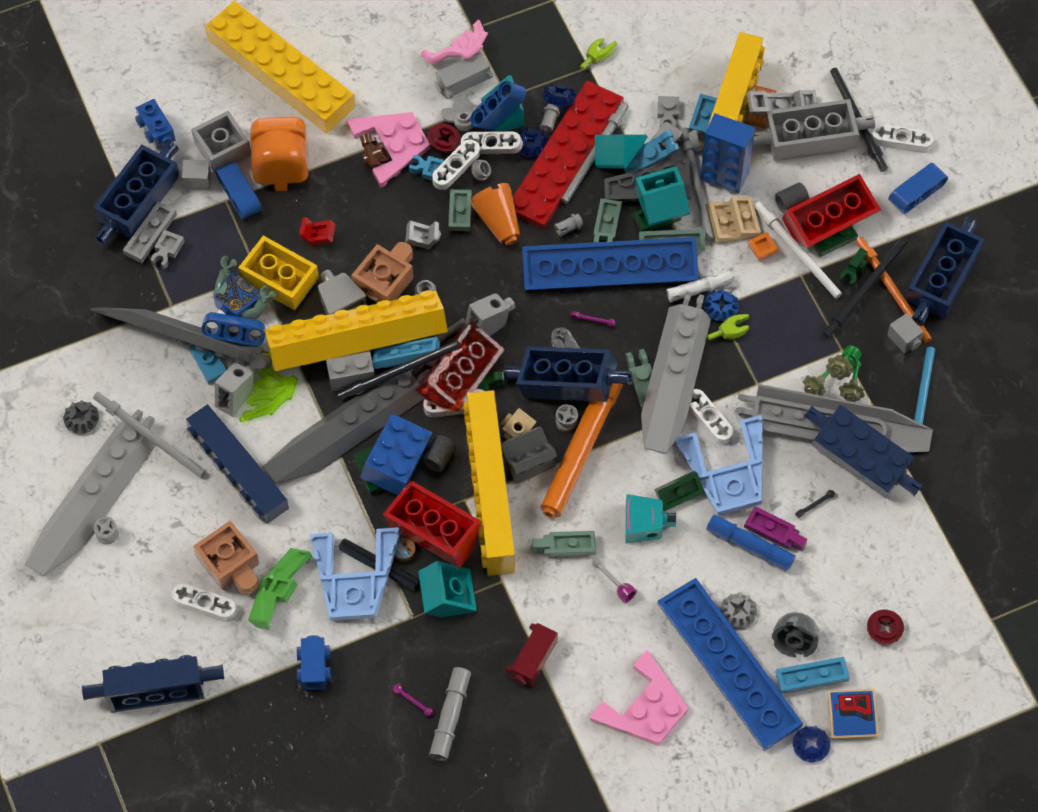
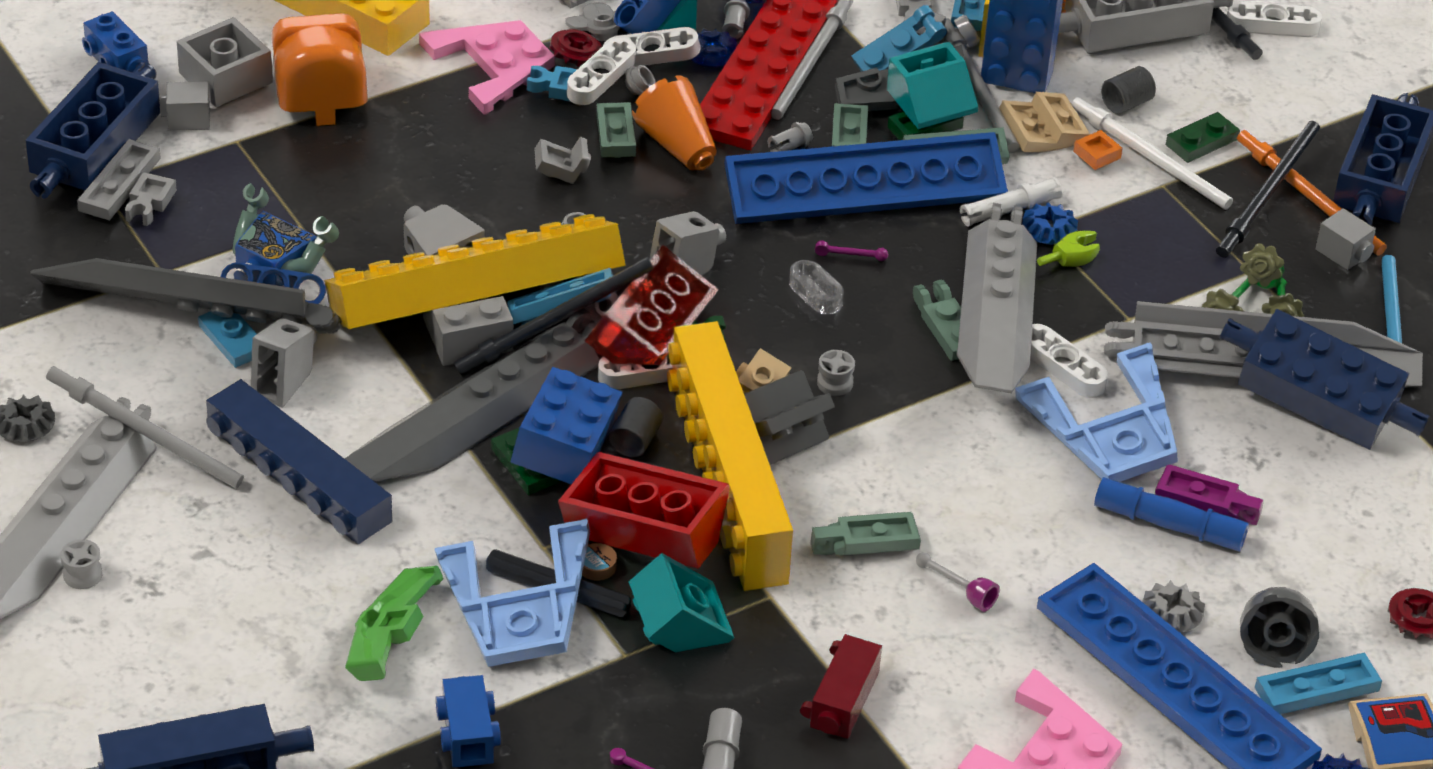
camera: 10 degrees left, 20 degrees down
(186, 602) = (292, 651): white beam -> none
(228, 558) = (300, 583): nougat brick -> none
(238, 190) = (258, 122): blue beam -> none
(269, 392) = (339, 371): clear neon green animal -> none
(281, 270) = (359, 208): yellow brick -> none
(318, 232) = (392, 167): red bracket -> none
(374, 153) = (469, 69): reddish brown plate -> none
(385, 272) = (510, 200): nougat brick -> none
(567, 374) = (830, 304): dark blue brick -> none
(577, 454) = (889, 346): orange brick -> none
(617, 149) = (848, 38): teal slope -> none
(645, 519) = (992, 492): teal torso -> none
(679, 490) = (1039, 453): dark green plate -> none
(830, 211) = (1191, 96): red slope -> none
(830, 494) = (1241, 473): black hinge -> none
(856, 265) = (1248, 162): dark green plate -> none
(918, 188) = (1315, 71): blue beam -> none

